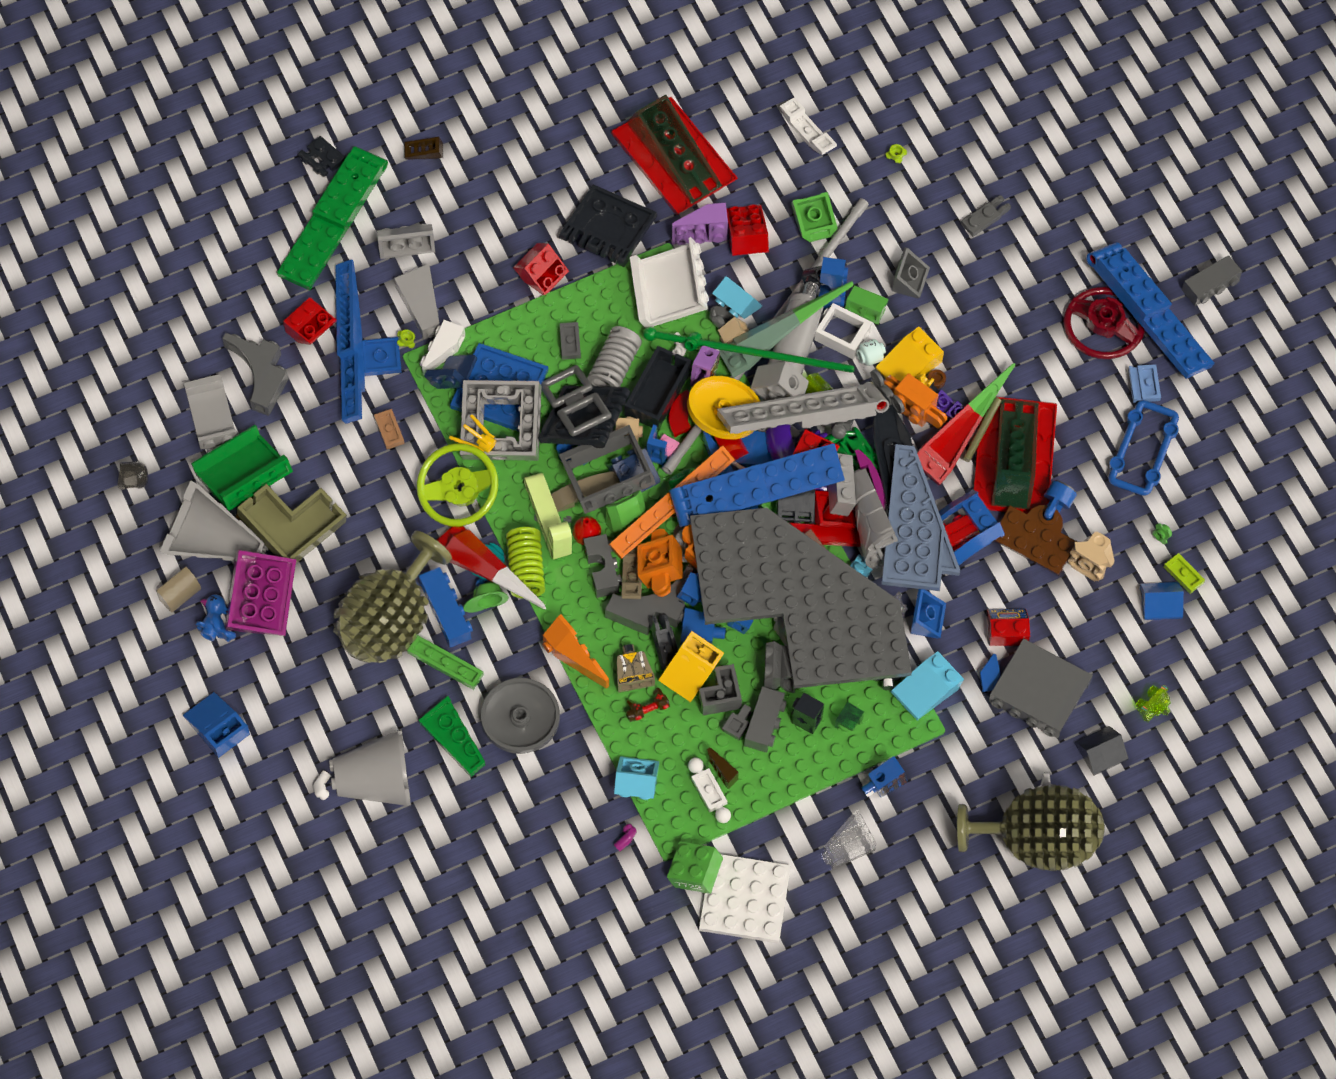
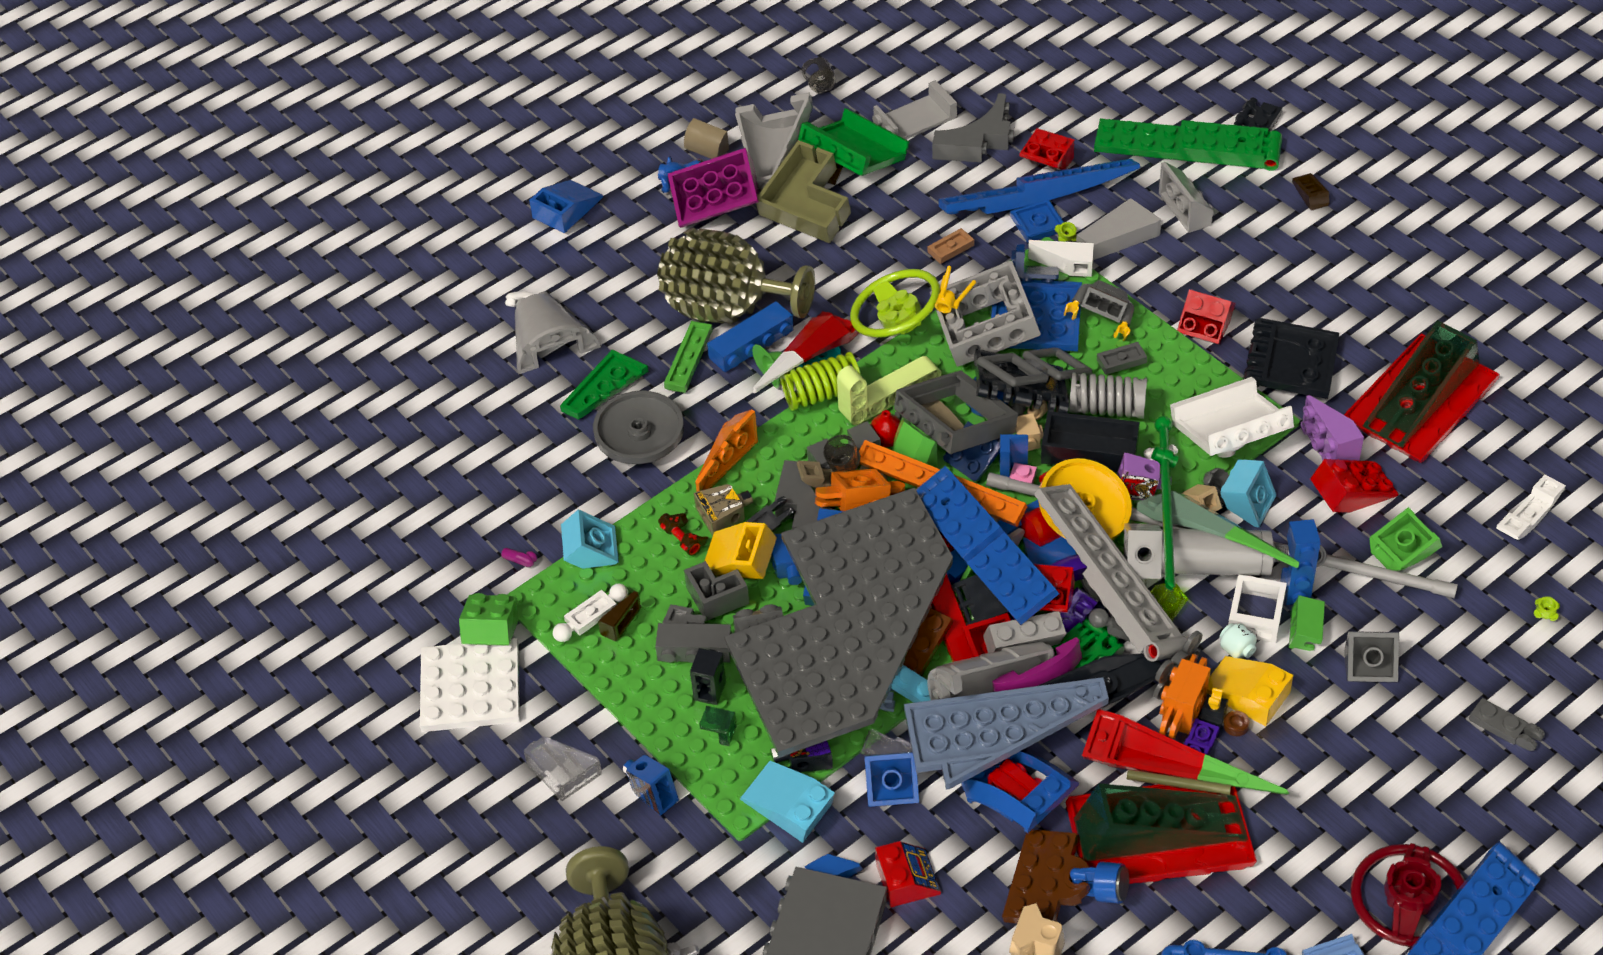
camera: 80 degrees right, 15 degrees down
(512, 331) = (1106, 301): none -> dark grey torso
(626, 563) = (841, 456): none -> clear smoke helmet

